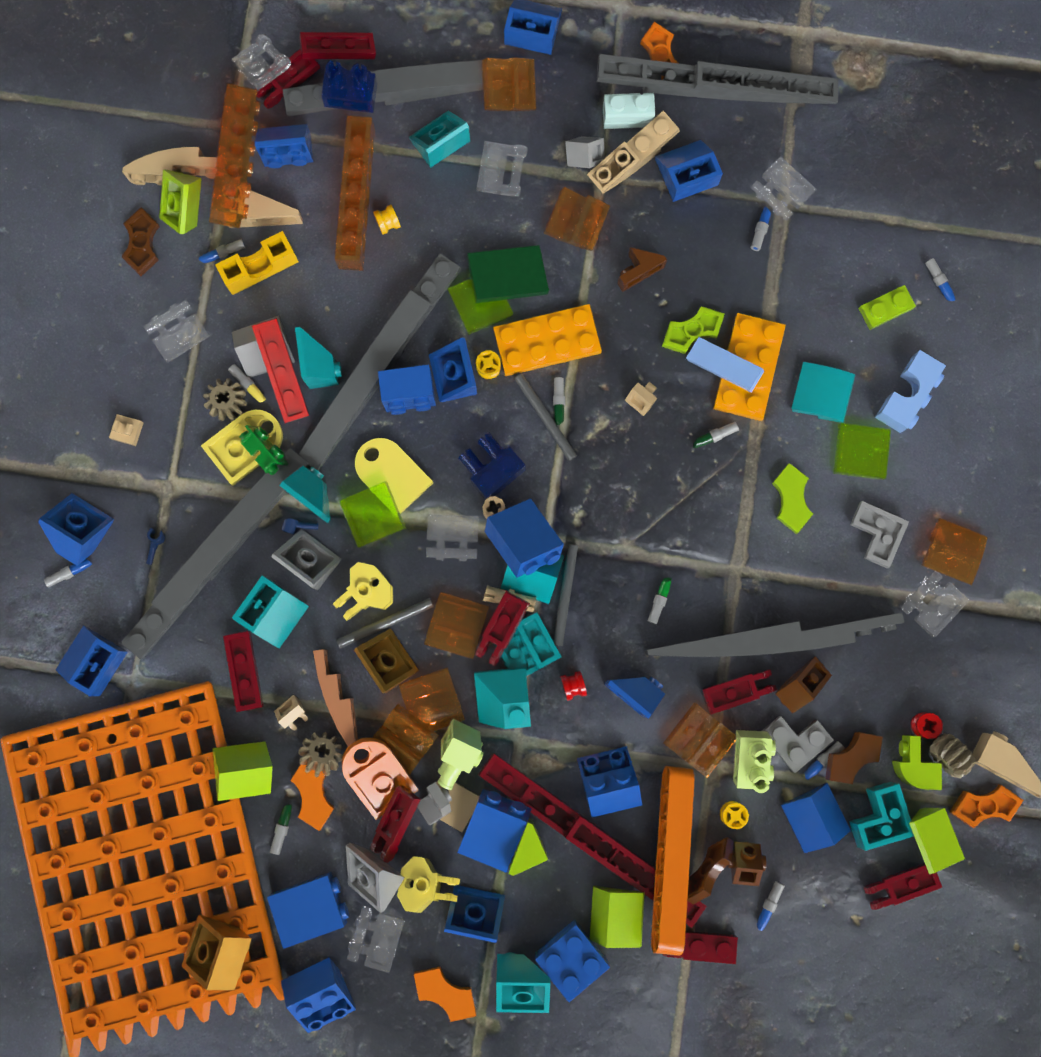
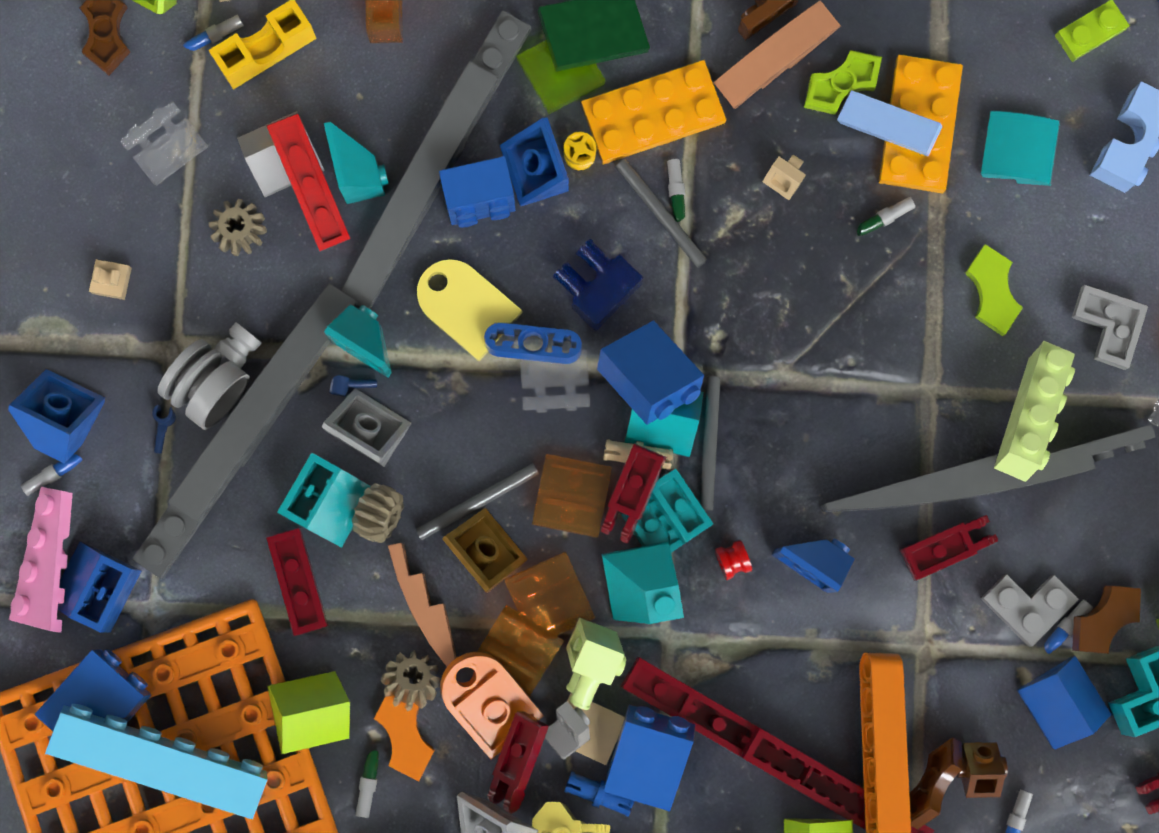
camera: 10 degrees left, 0 degrees up
(55, 636) = (39, 575): none -> bright pink wing
(80, 749) = (99, 686): none -> blue brick
(122, 798) = (157, 761): none -> medium azure brick
(186, 516) = (199, 380): none -> light grey wheel
(216, 488) = (237, 345): none -> light grey wheel
(230, 454) = (265, 286): light yellow tile -> none
(246, 383) = (263, 203): light grey piece -> none
(256, 441) = (287, 277): green hinge -> none
(289, 712) = (364, 629): tan tile -> none
(308, 625) = (377, 513): none -> dark tan gear
(363, 592) = (446, 463): light yellow hinge -> none
(372, 514) = (447, 360): clear neon green tile -> none
(418, 509) = (508, 351): none -> blue beam
(450, 851) = (593, 791): none -> blue pin
(492, 500) = (609, 329): tan bush -> none
(529, 851) = (698, 780): lime slope -> none
(609, 781) = (792, 680): blue slope -> none
(645, 304) = (777, 54): none -> nougat slope
(659, 601) = (834, 439): light grey piece -> none
(700, 740) = (905, 615): clear orange slope -> none
(737, 818) = (964, 711): yellow wheel -> none
(753, 760) = (977, 634): yellowish green brick -> none
(803, 685) = (1032, 531): reddish brown slope -> none
(813, 594) = (1035, 412): none -> yellowish green brick
(862, 451) = (1078, 221): clear neon green tile -> none

